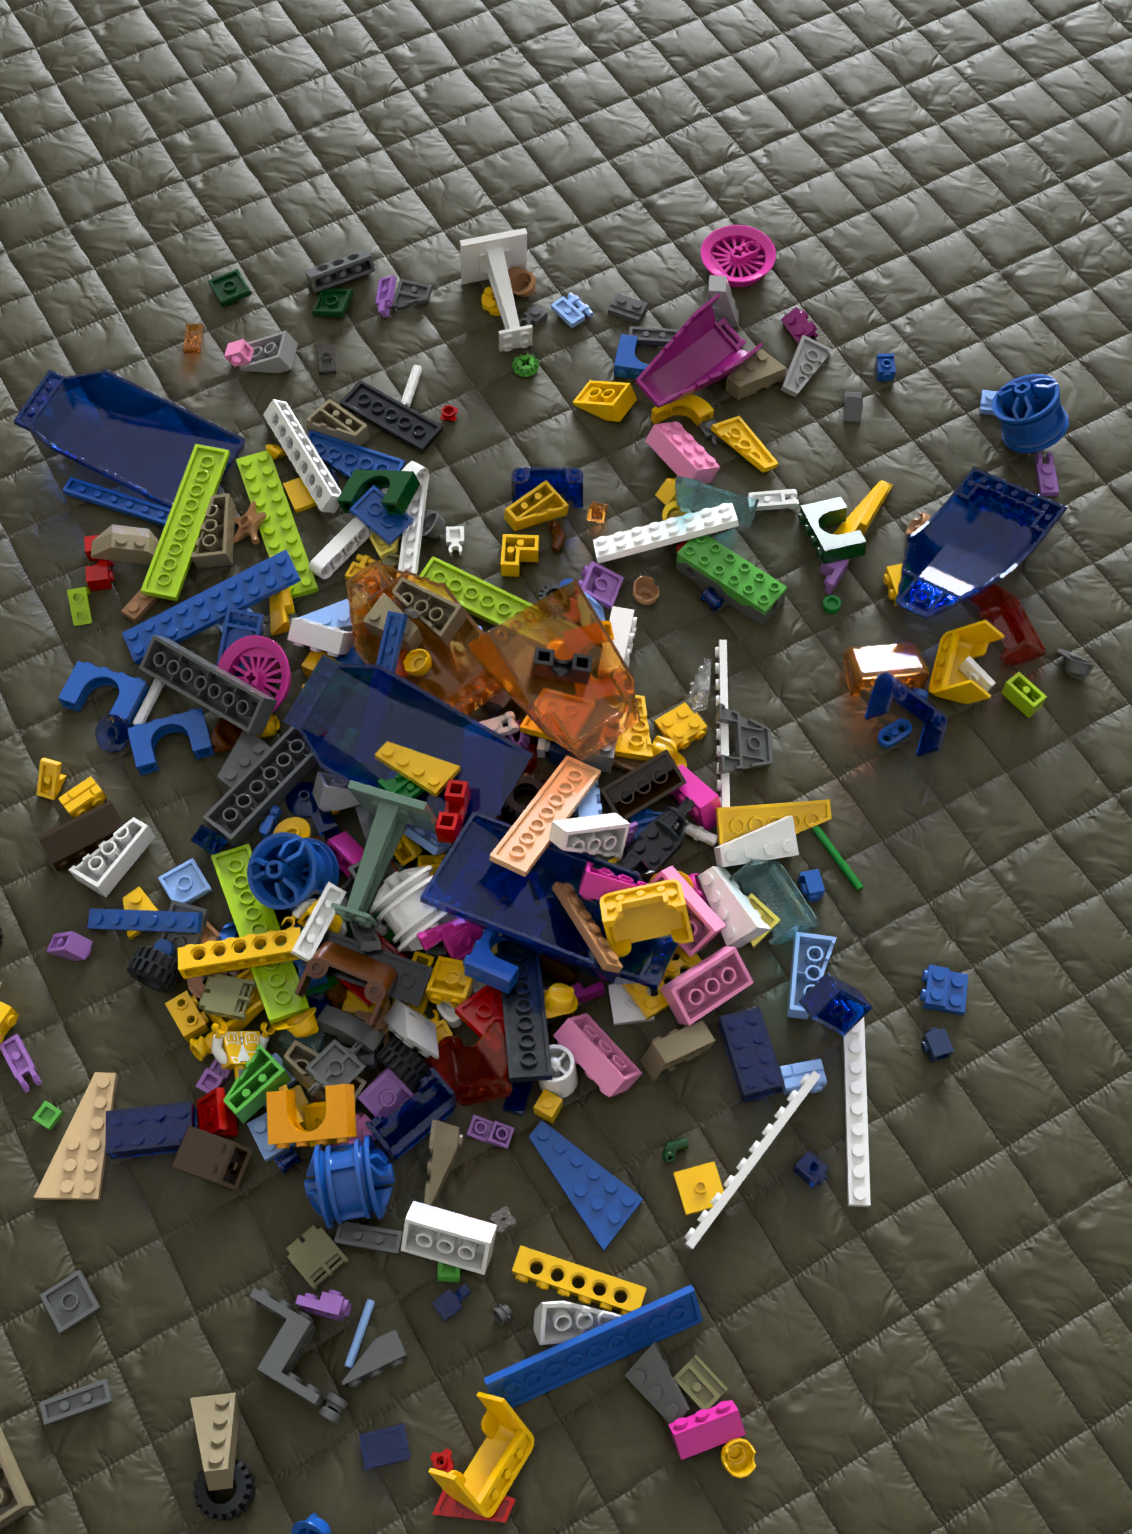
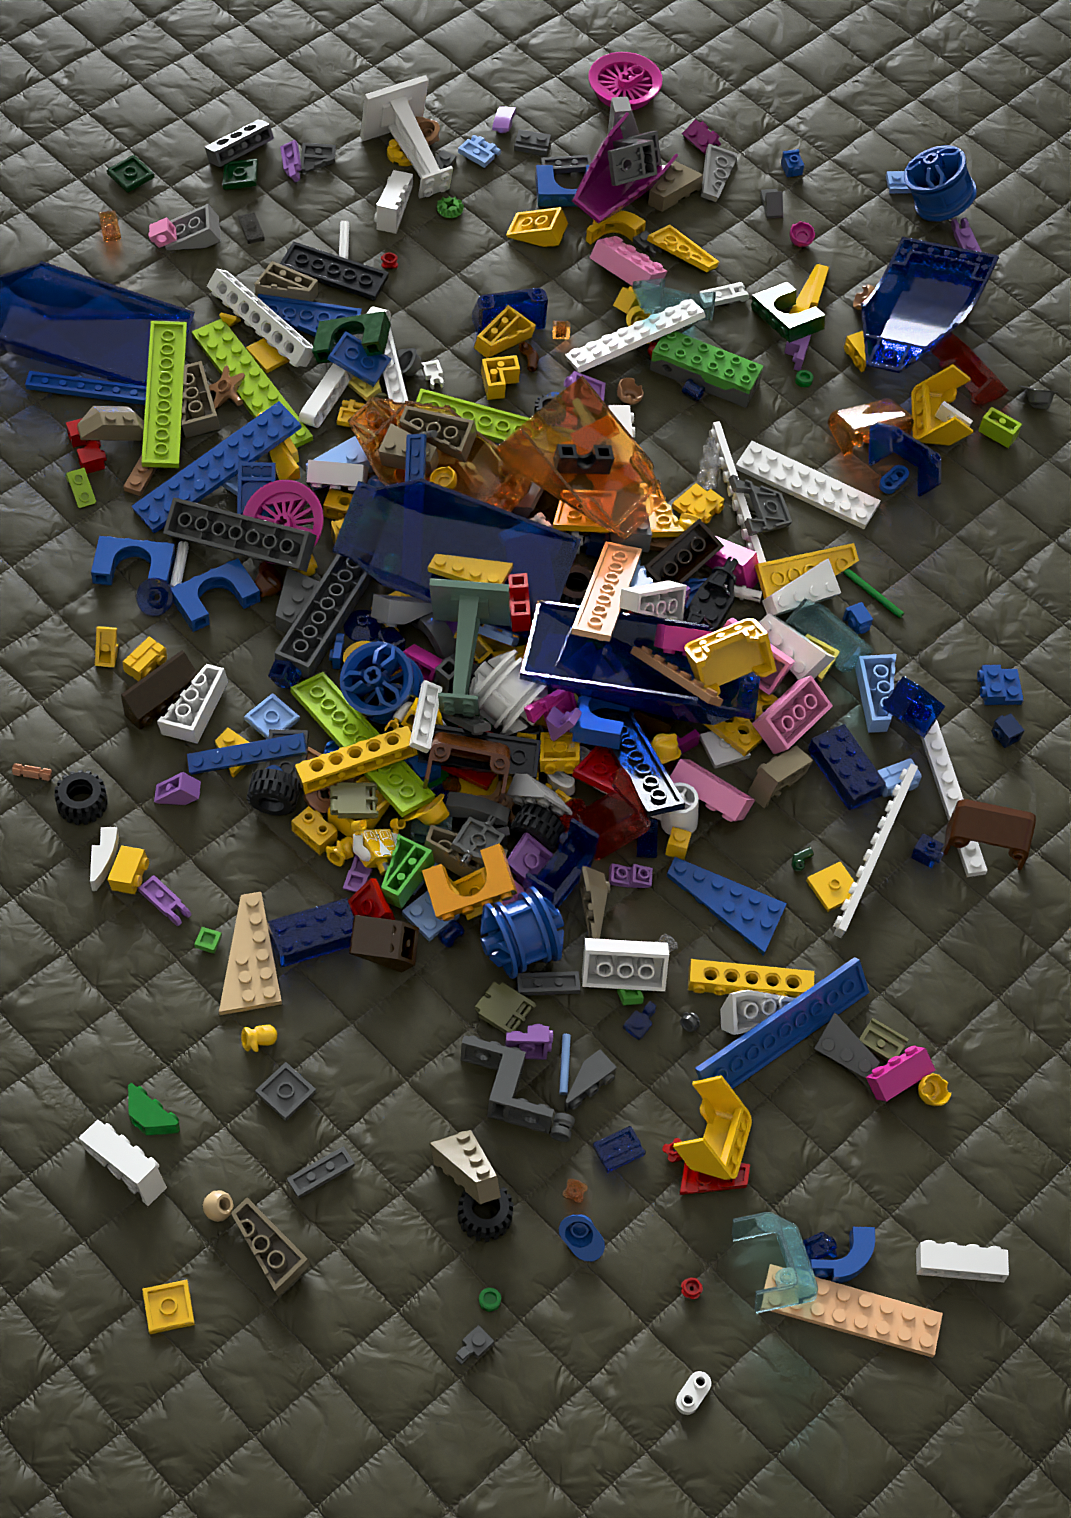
camera: 20 degrees left, 5 degrees down
(65, 1234) = (261, 1035): none -> yellow animal
(333, 1482) = (579, 1186): none -> clear orange plate
(454, 953) = (560, 723): none -> medium lavender slope
(470, 351) = (393, 201): none -> white wedge
(604, 280) = (503, 119): none -> medium lavender slope
(715, 342) = (634, 158): none -> dark grey bracket
(802, 723) = (807, 484): none -> white plate
(872, 446) = (802, 234): none -> dark pink hair
(883, 1165) = (991, 826): none -> reddish brown windscreen

